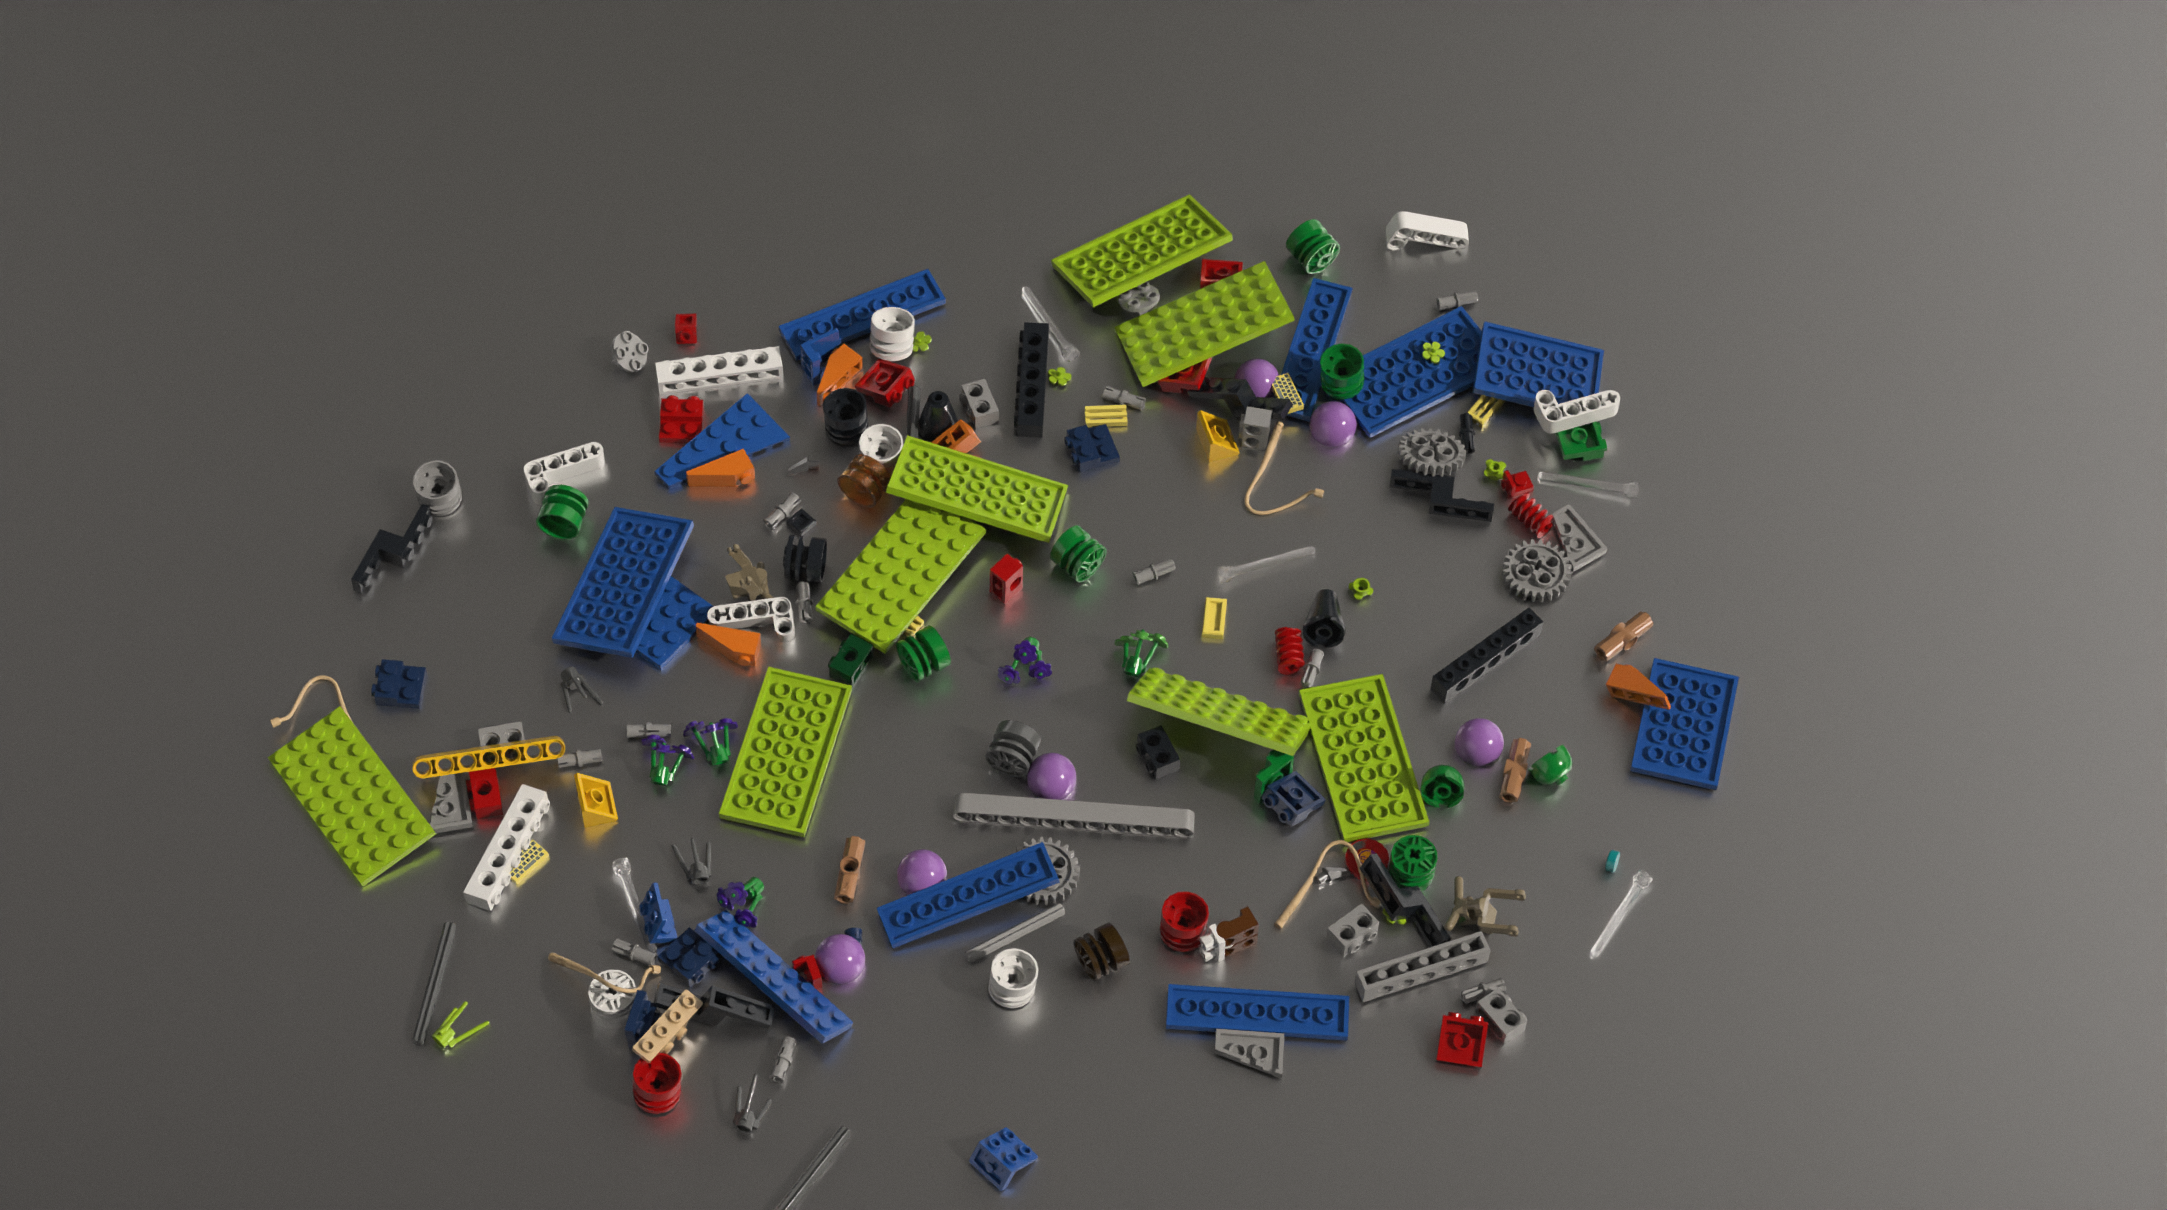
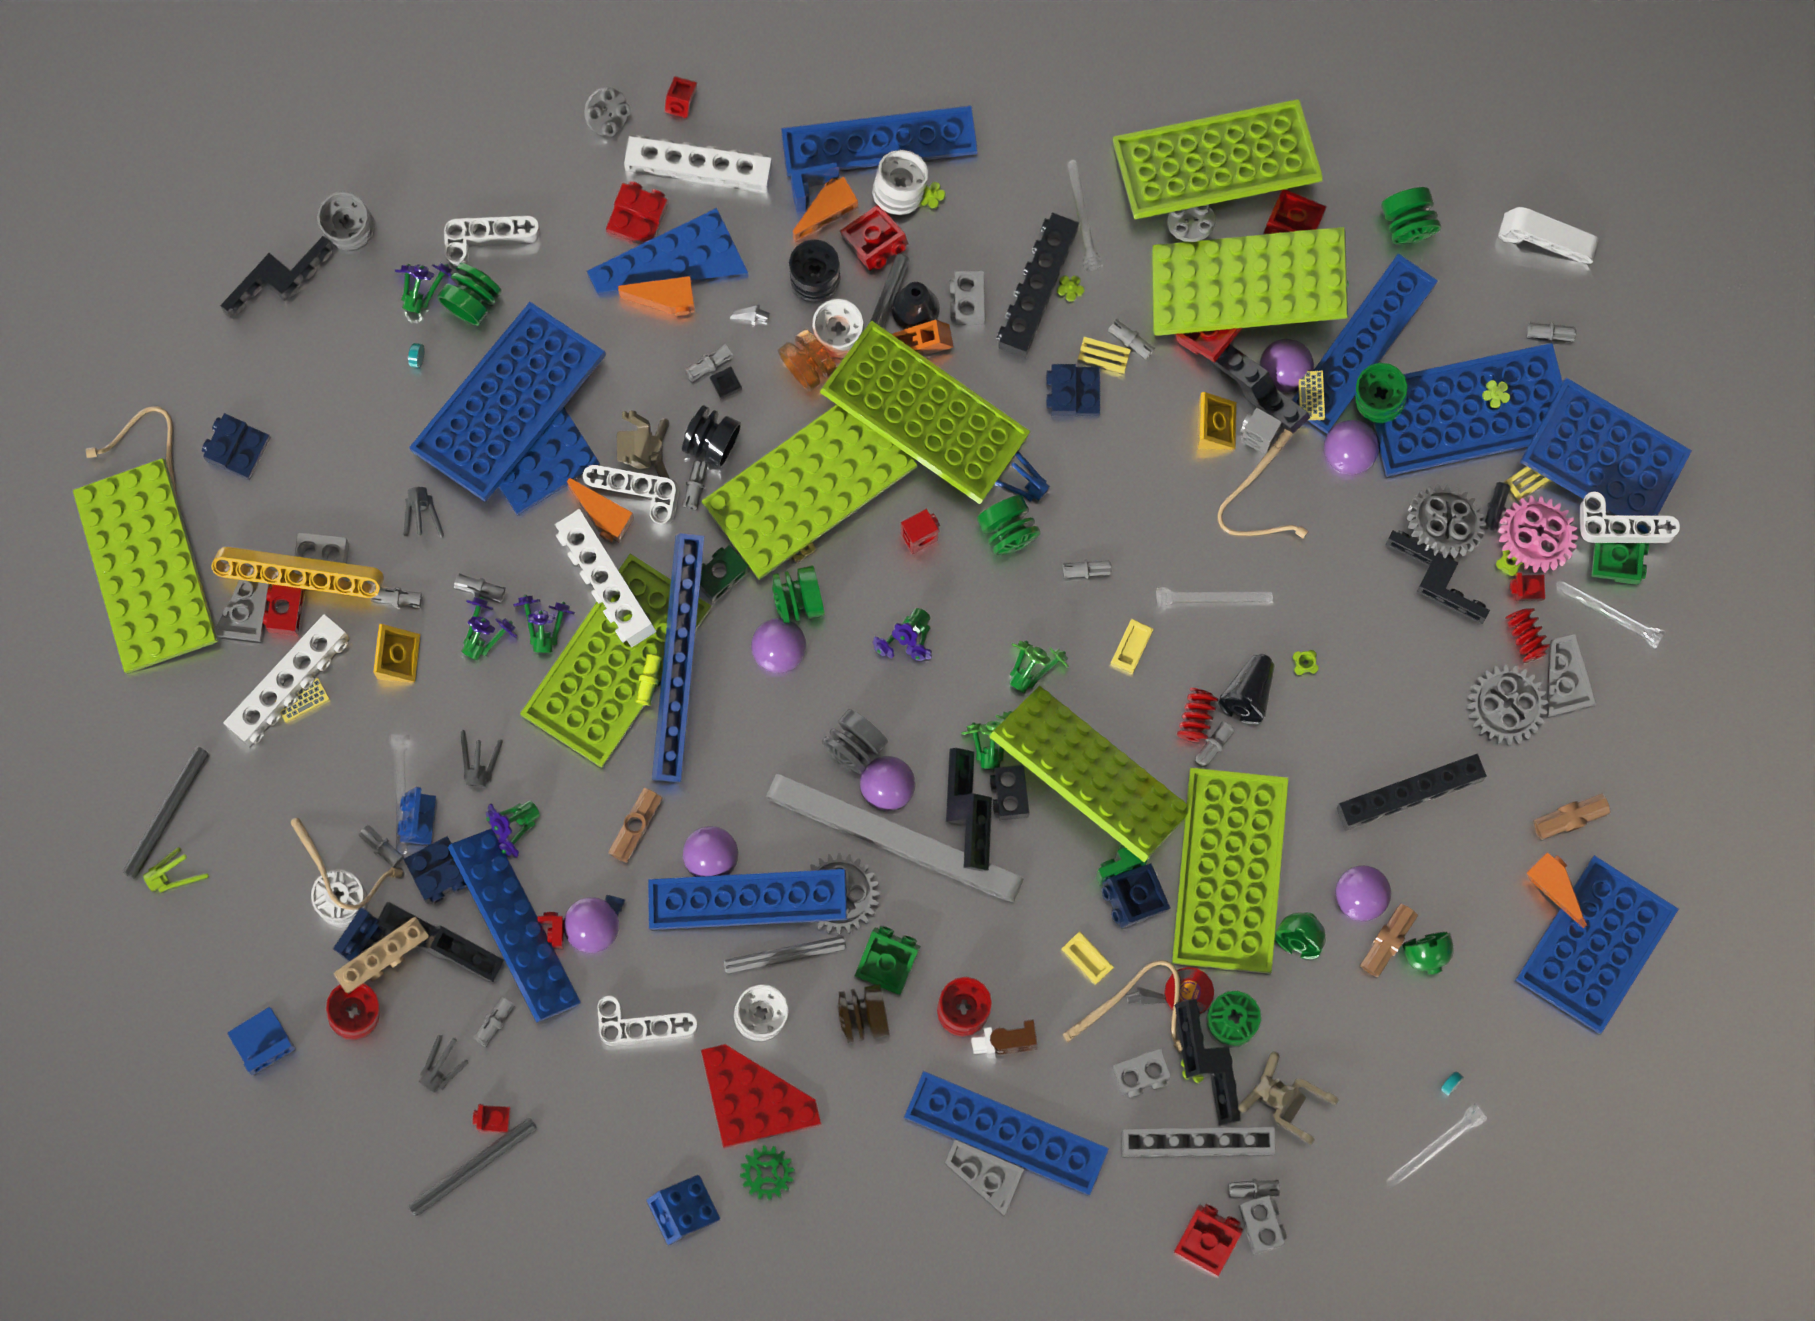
camera: 20 degrees right, 20 degrees up
(516, 533) = (413, 299): none -> green plant
(532, 574) = (416, 355): none -> teal tile
(583, 1137) = (261, 1041): none -> blue bracket
(742, 679) = (639, 625): none -> white brick
(809, 1137) = (492, 1118): none -> red bracket
(820, 753) = (648, 680): none -> neon yellow pin
(840, 728) = (678, 658): none -> blue brick
(917, 1019) = (648, 1024): none -> white beam
(919, 700) = (778, 645): none -> medium lavender piece
(1031, 1054) = (752, 1100): none -> red plate
(1072, 1111) = (774, 1163): none -> green gear
(1088, 523) = (1036, 486): none -> blue plant
(1104, 906) = (888, 959): none -> green plate
(1128, 772) = (969, 809): none -> black bracket
(1130, 729) = (990, 756): none -> green plant
(1271, 859) = (1087, 958): none -> light yellow tile
(1508, 442) = (1544, 515): none -> bright pink gear

